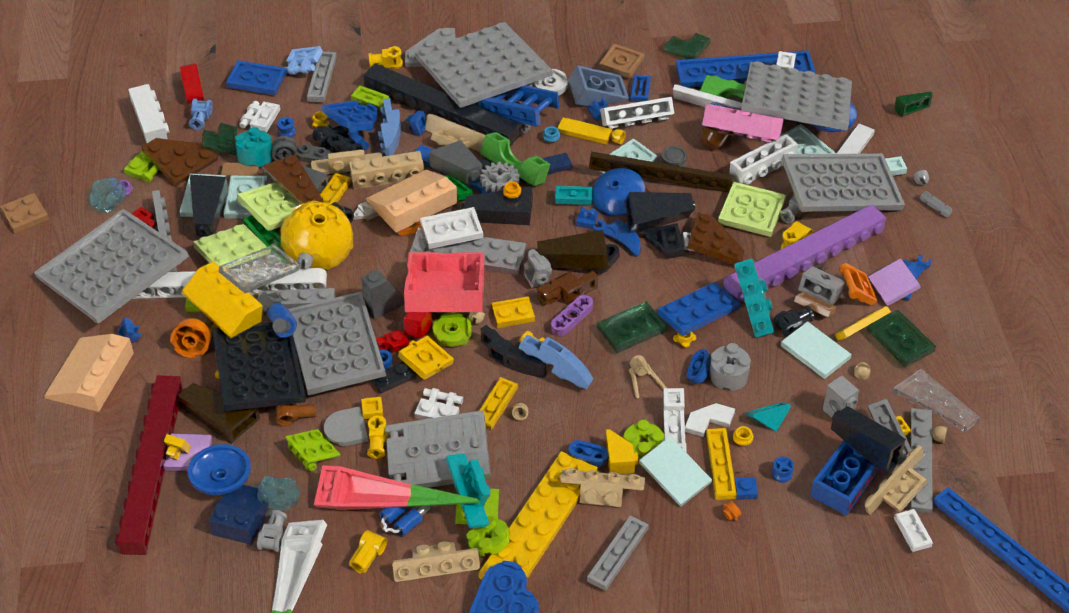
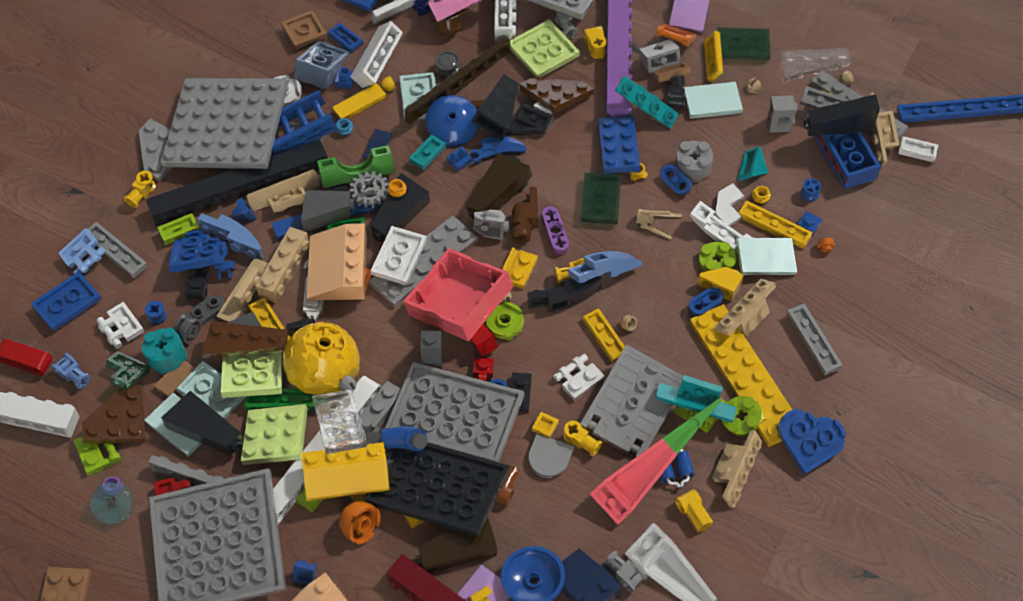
camera: 55 degrees left, 10 degrees up
(287, 490) = (583, 535): clear light blue plate -> none
(311, 447) = (554, 493): lime hinge -> none
(320, 119) = (168, 276): yellow plate -> none
(341, 144) = (225, 281): black connector -> none
(425, 357) = (524, 355): yellow plate -> none

